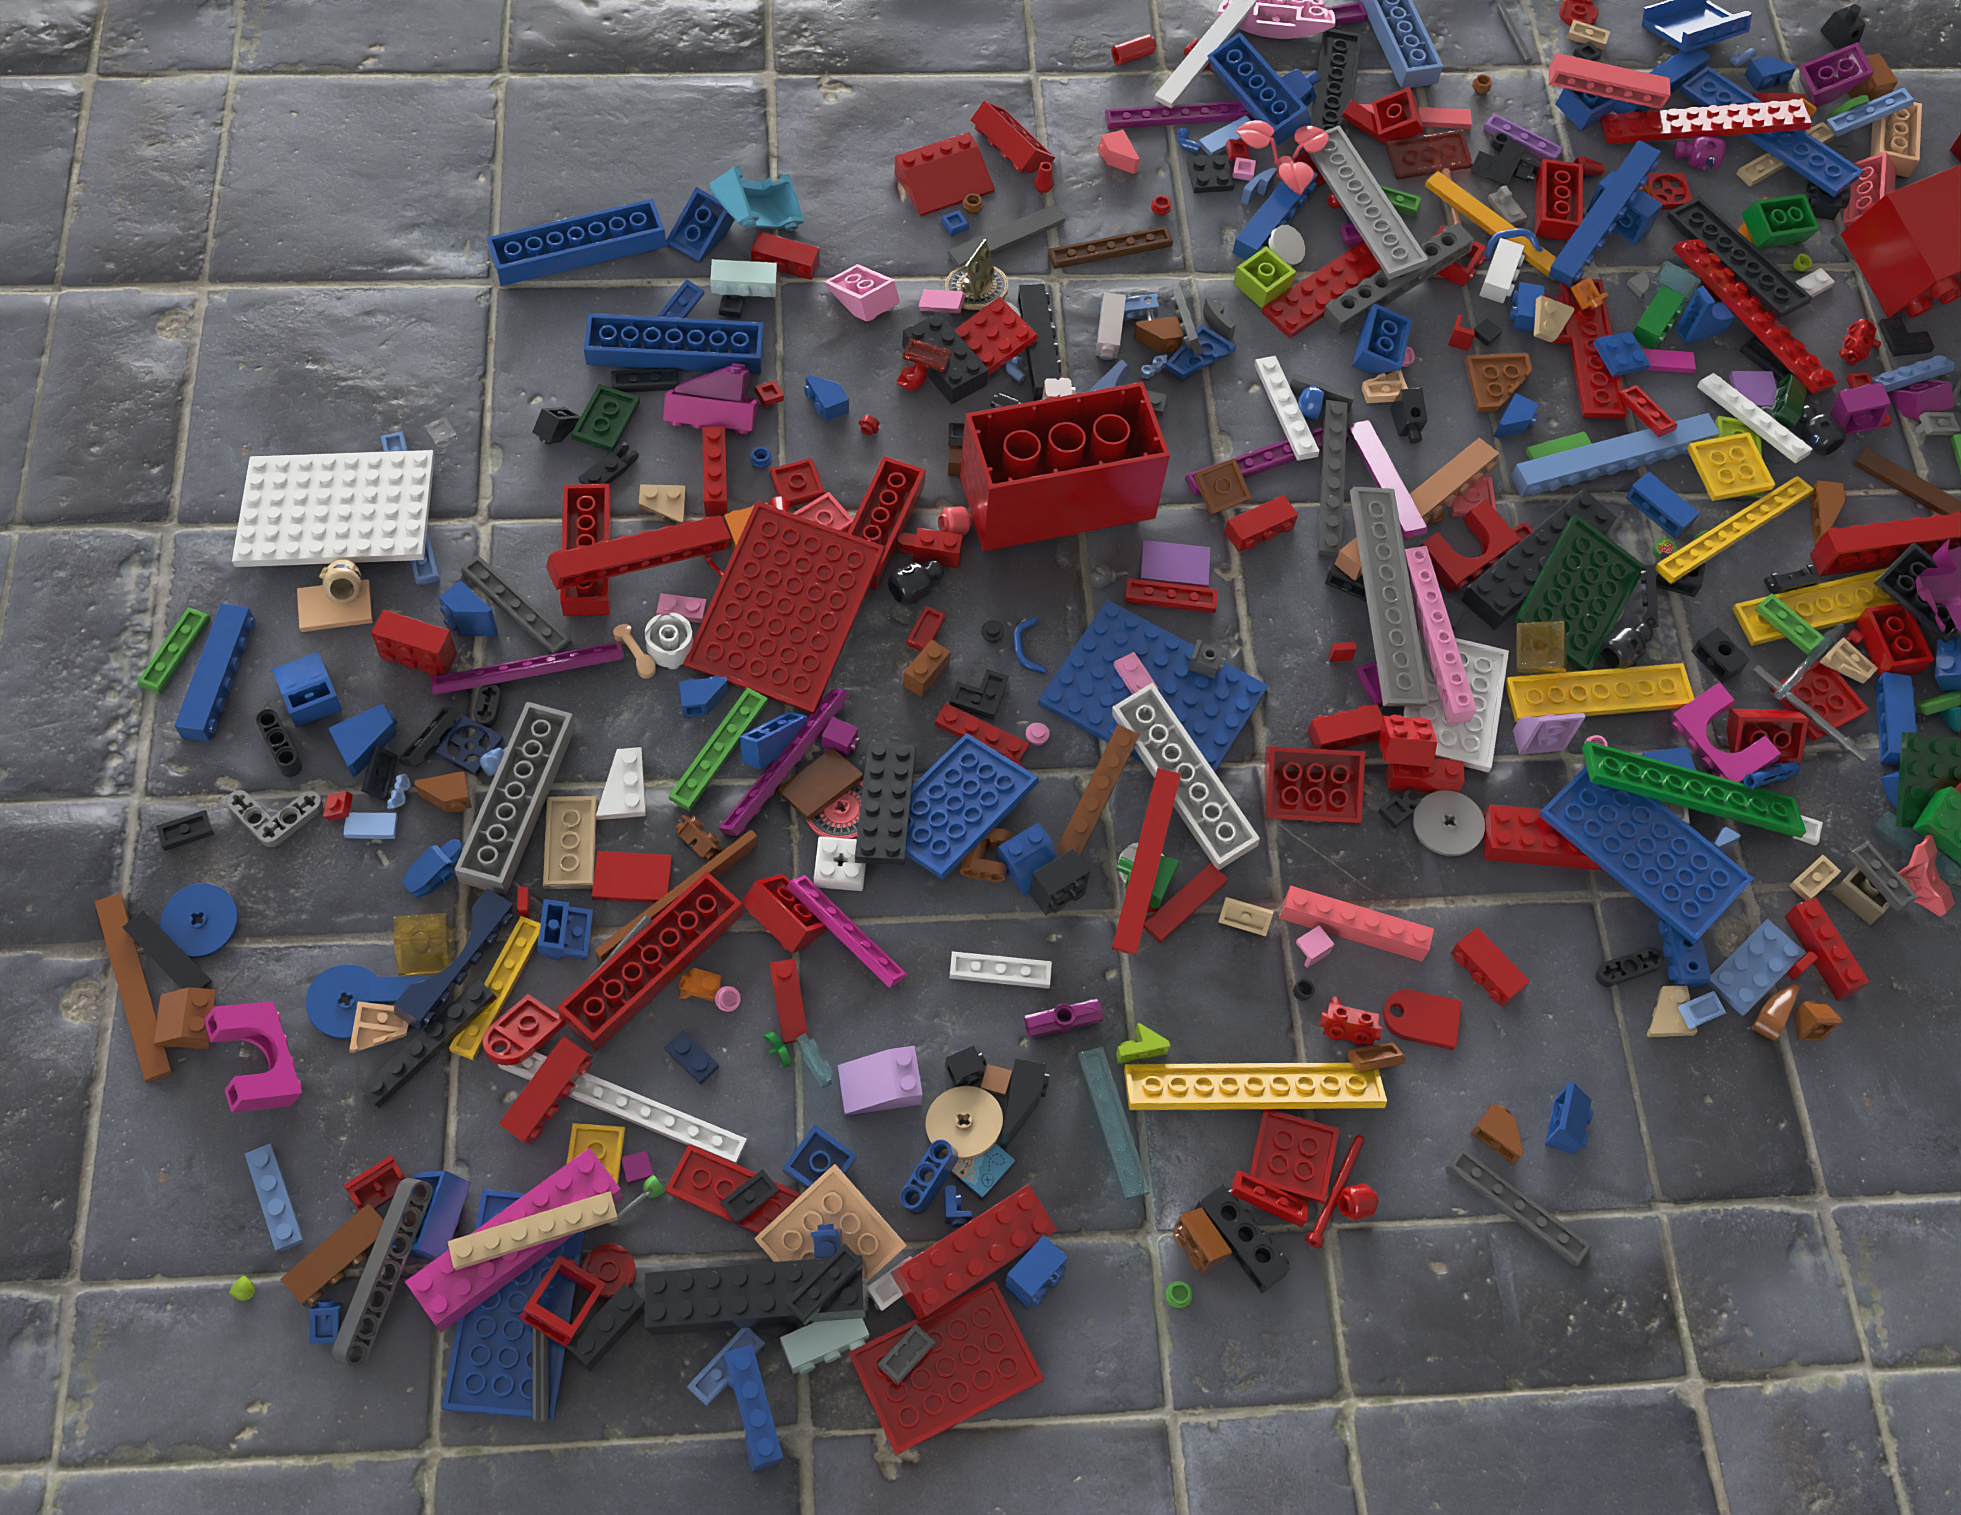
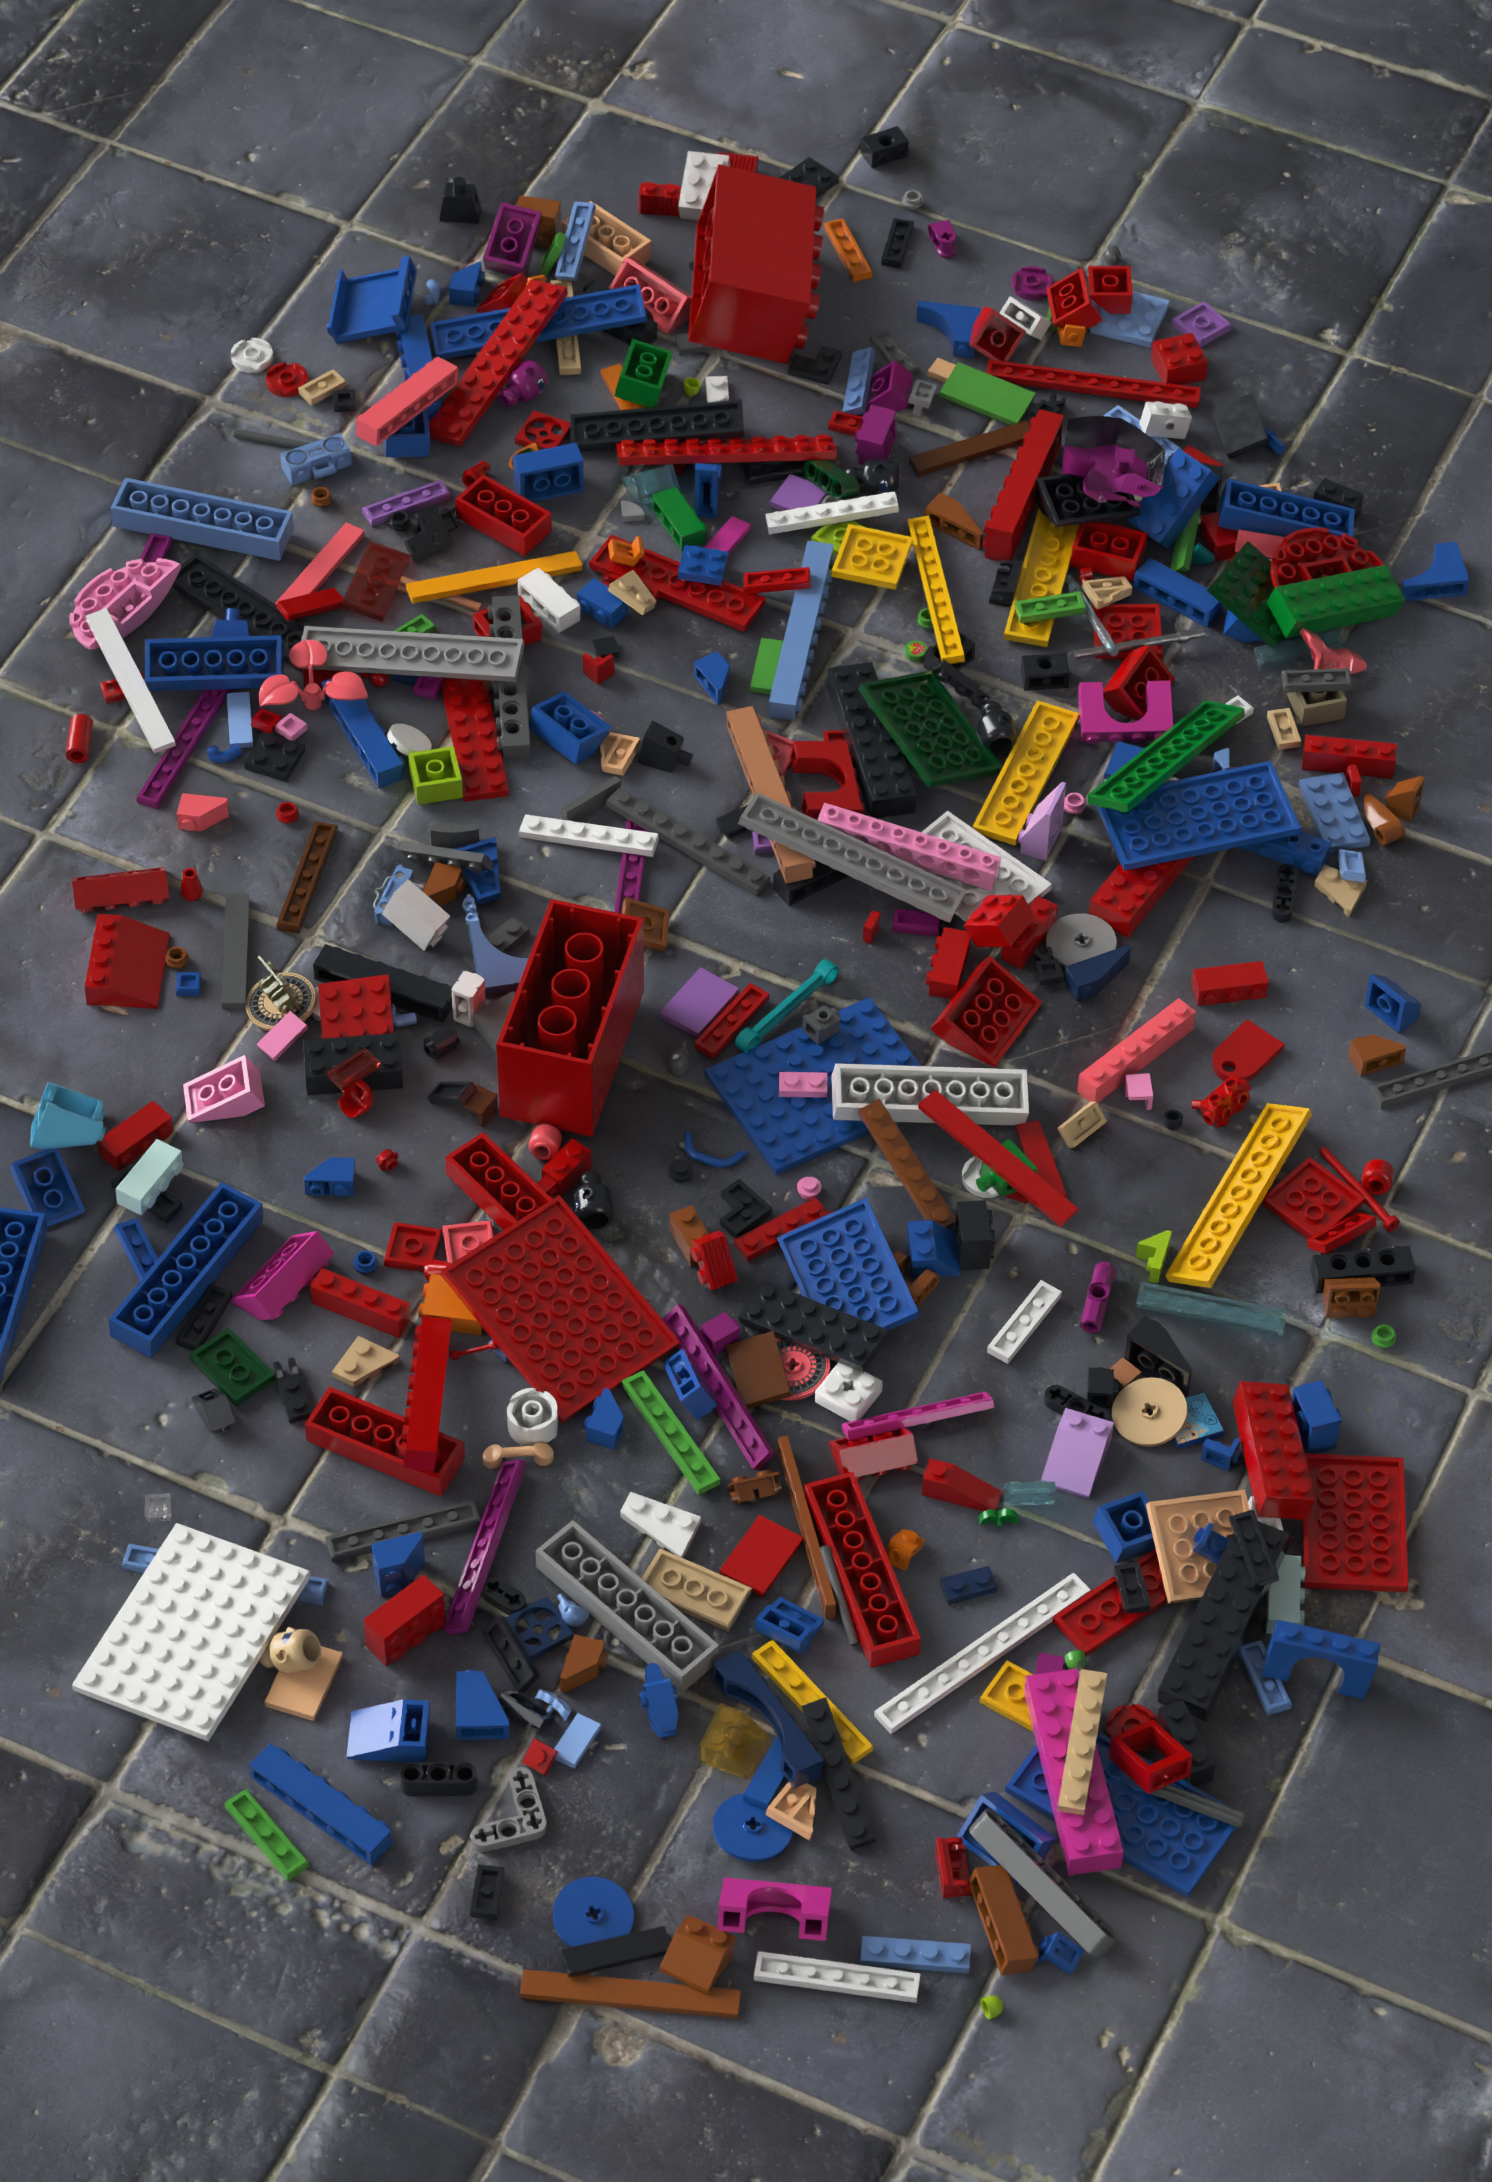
camera: 55 degrees left, 10 degrees down
(218, 1144) = (837, 1977): none -> white plate
(521, 1031) = (868, 1694): red tile -> none
(524, 902) = (736, 1643): red tile -> none
(546, 1090) = (944, 1696): red brick -> none
(689, 607) = (494, 1399): bright pink plate -> none
(724, 383) = (263, 1252): magenta slope -> none
(727, 998) = (930, 1531): bright pink plate -> none
(769, 393) = (295, 1222): red plate -> none
(906, 695) = (714, 1260): none -> red brick
(906, 1354) = (1332, 1538): dark grey plate -> none
(917, 1183) = (1186, 1443): blue beam -> none
(925, 628) = (644, 1220): red tile -> none
(928, 1041) = (1071, 1399): none -> black beam
(1259, 184) = (321, 726): medium blue slope -> none
(1261, 523) = (702, 917): red brick -> none
(1266, 639) = (823, 974): none -> teal piece
(1311, 402) = (601, 811): blue hair -> none
(1376, 1057) = (1262, 1100): dark orange tile -> none
(1386, 476) = (720, 796): tile -> none
(1398, 115) = (321, 577): red slope -> none
(1418, 849) = (1093, 974): none -> dark blue slope
(1496, 378) = (662, 668): dark orange plate -> none
(1506, 206) = (473, 558): light grey hinge -> none
(1511, 234) = (518, 569): blue animal -> none
(1514, 62) = (316, 459): none -> medium blue piece
(1541, 648) = (966, 783): clear yellow slope -> none
(1604, 214) = (559, 488): blue brick -> none
(1662, 505) = (874, 626): blue brick -> none
(1777, 772) = (1179, 698): blue pin -> none
(1859, 341) = (803, 397): red brick -> none

